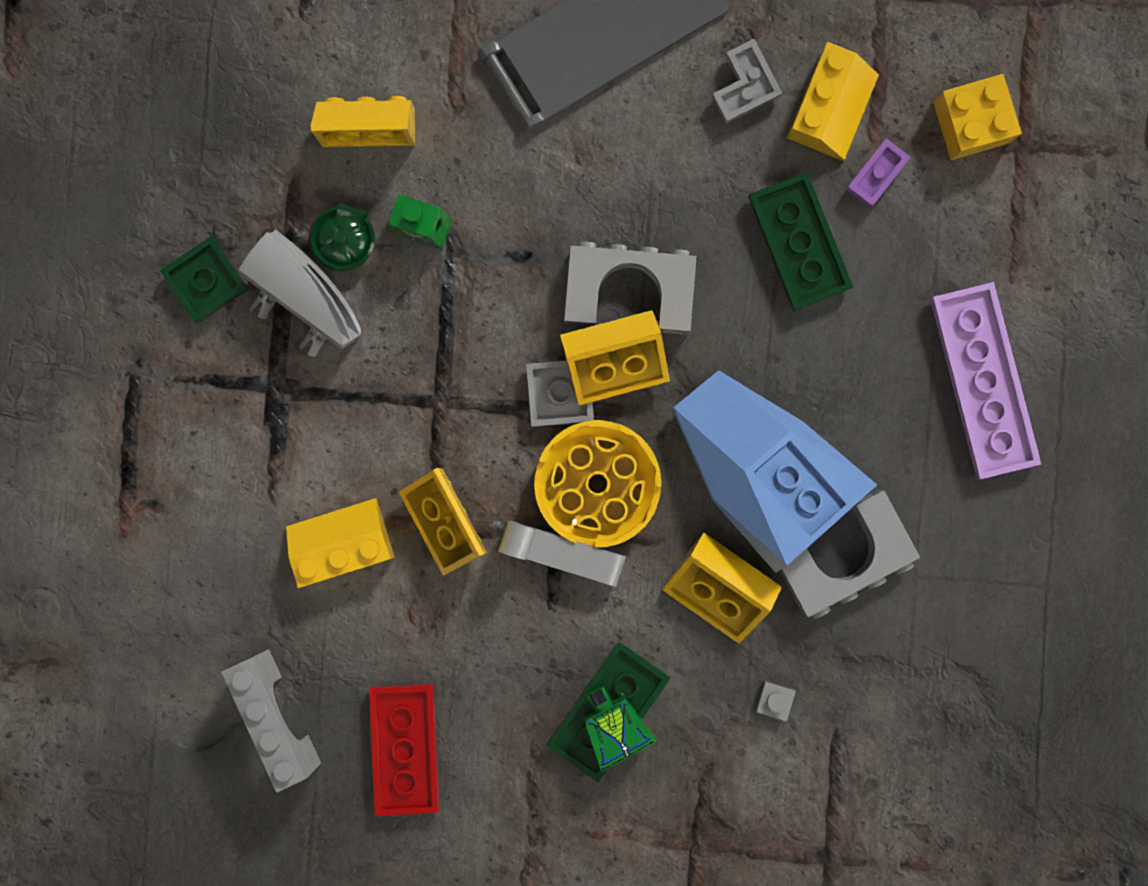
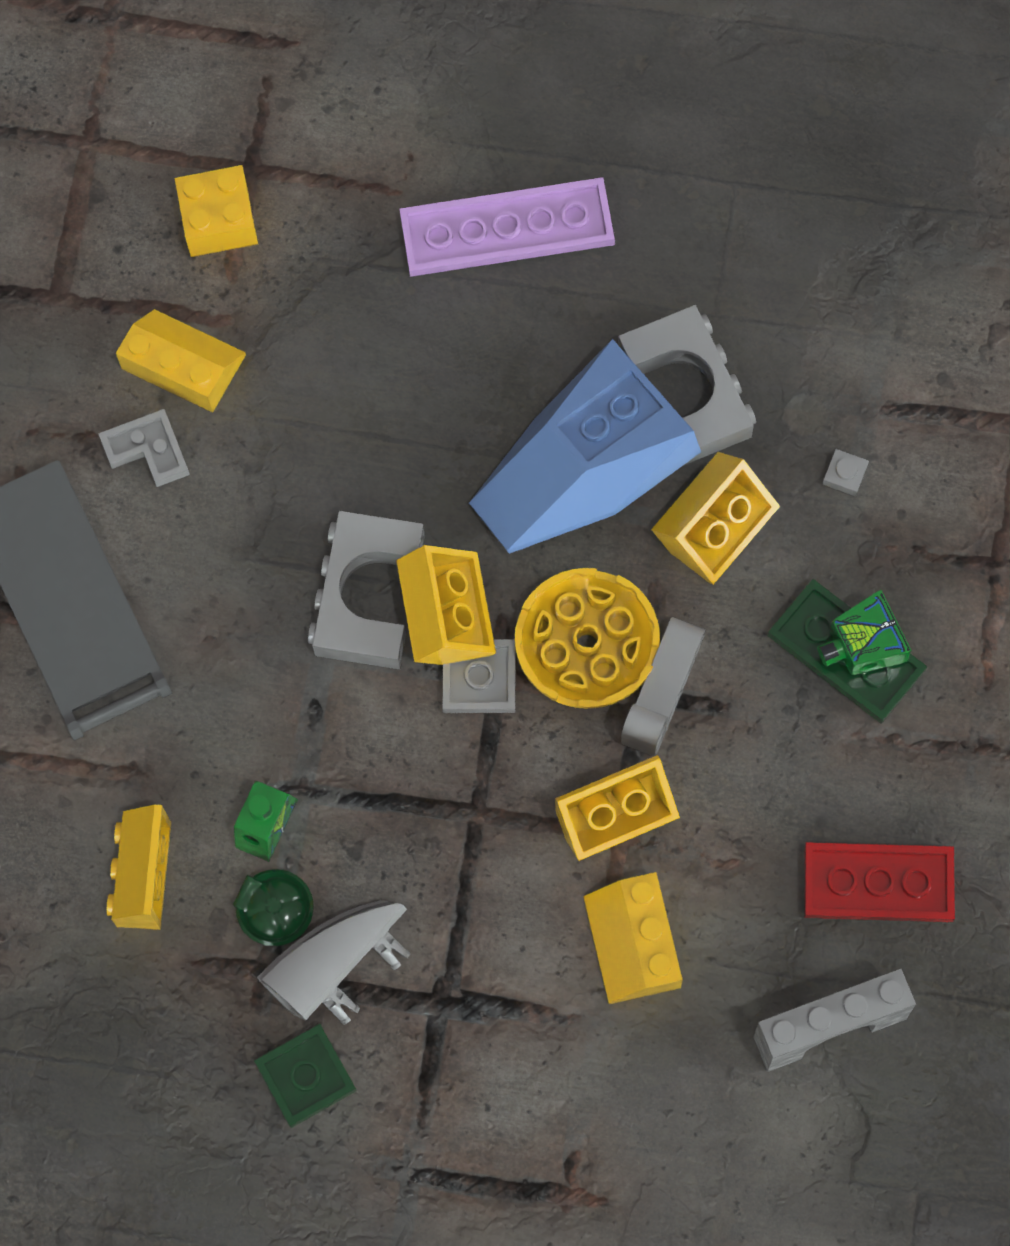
camera: 80 degrees left, 15 degrees down
(800, 241) = (333, 404): dark green plate -> none
(878, 173) = (265, 317): medium lavender plate -> none

